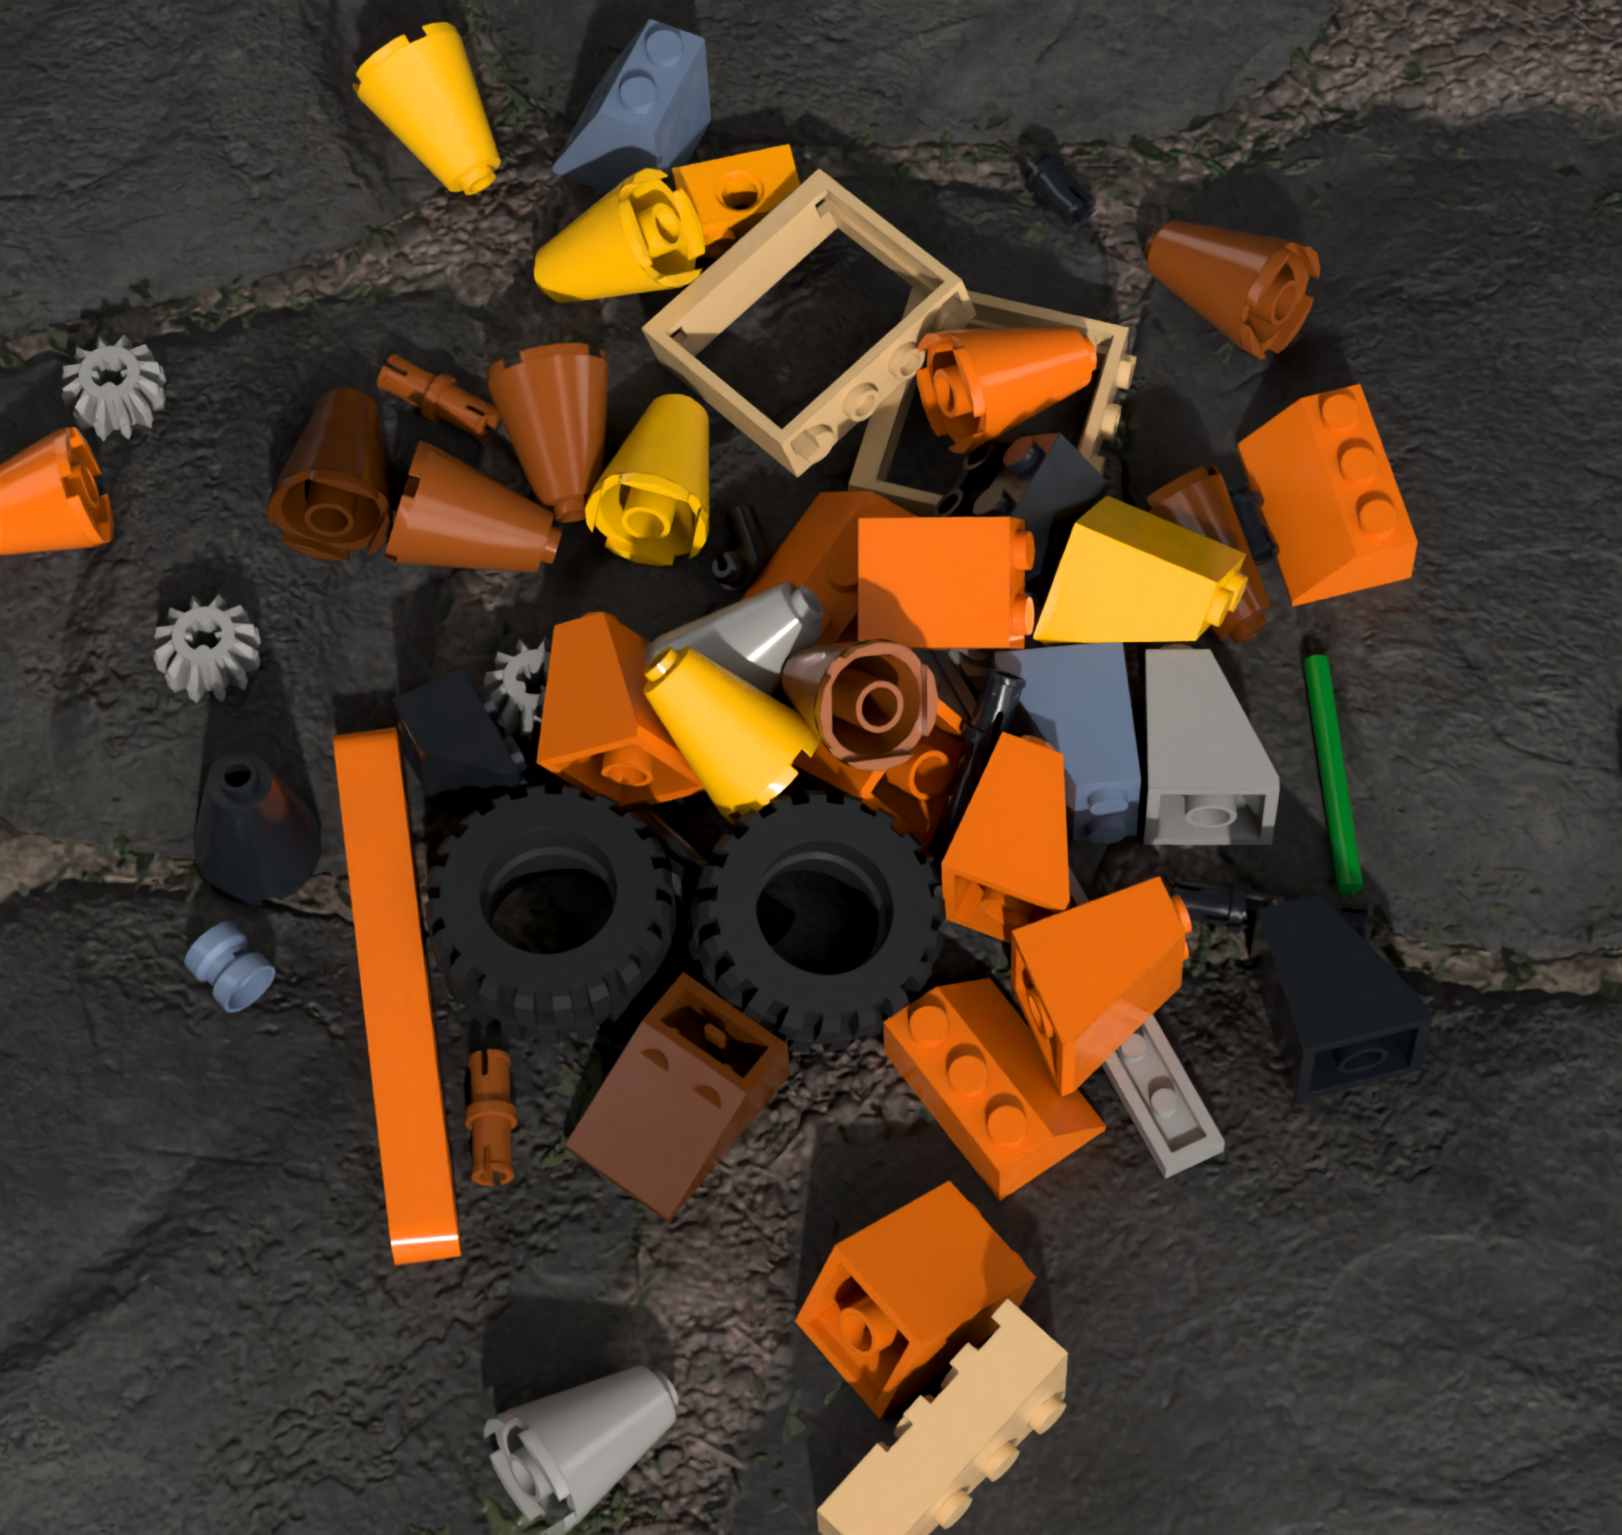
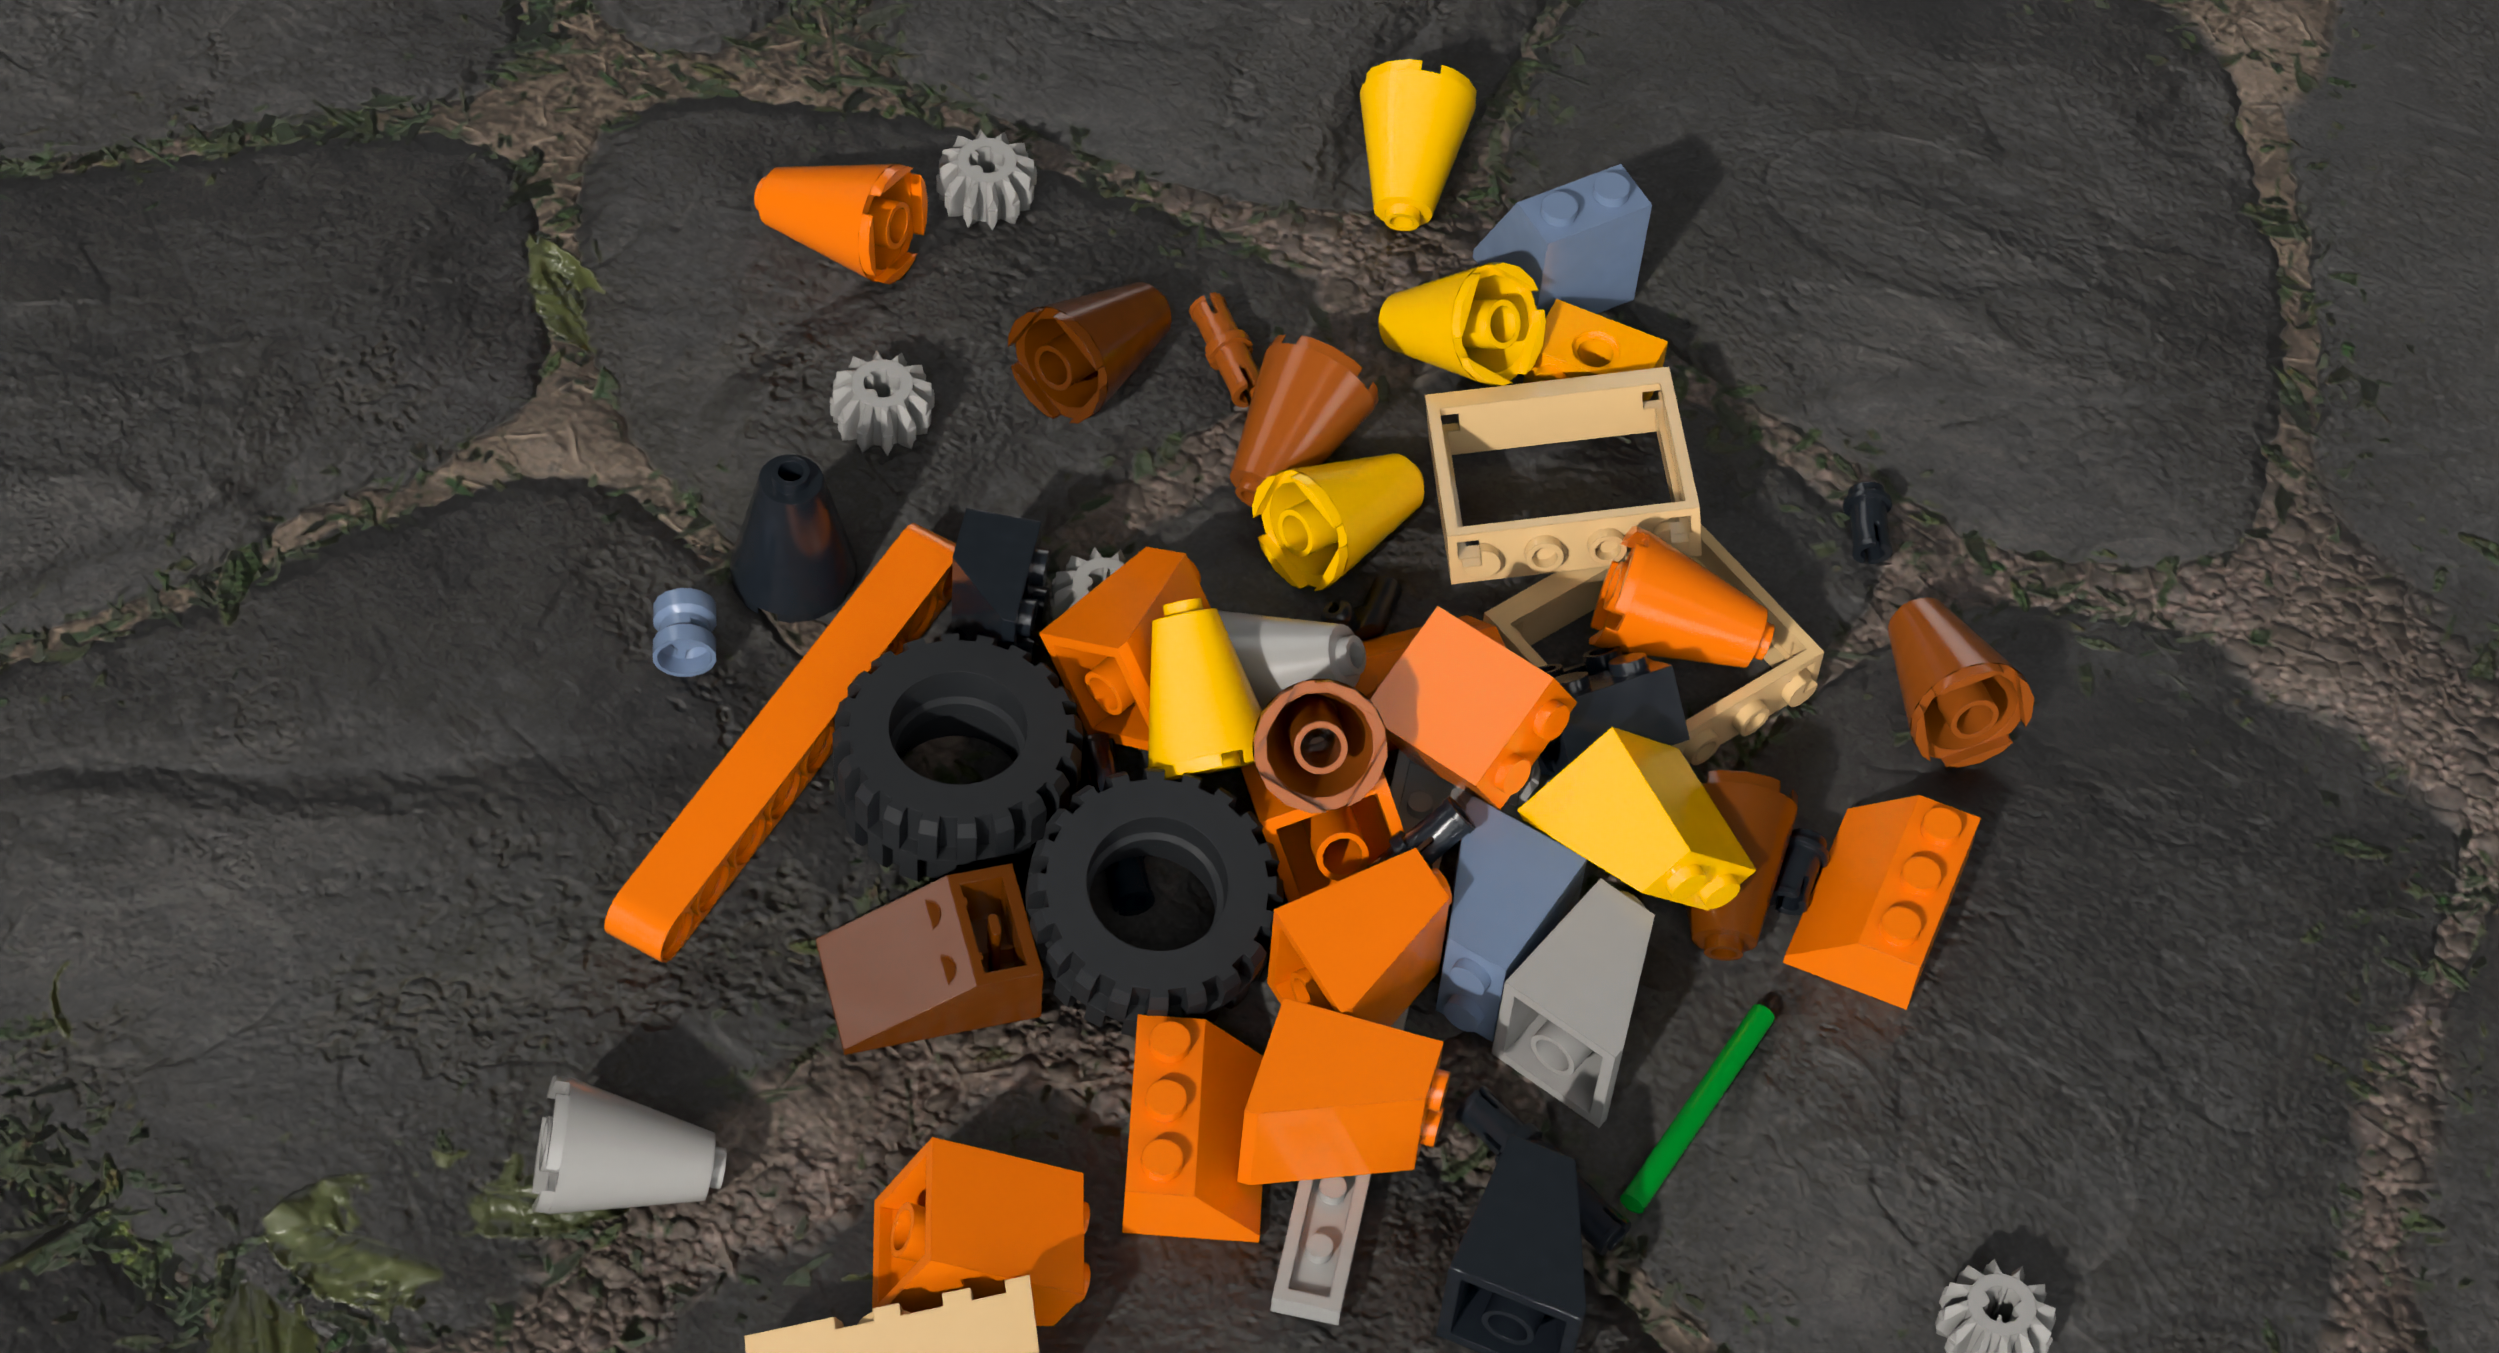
camera: 30 degrees right, 10 degrees down
(467, 520) = (1159, 438): dark orange cone -> none
(491, 1117) = (778, 878): dark orange pin -> none

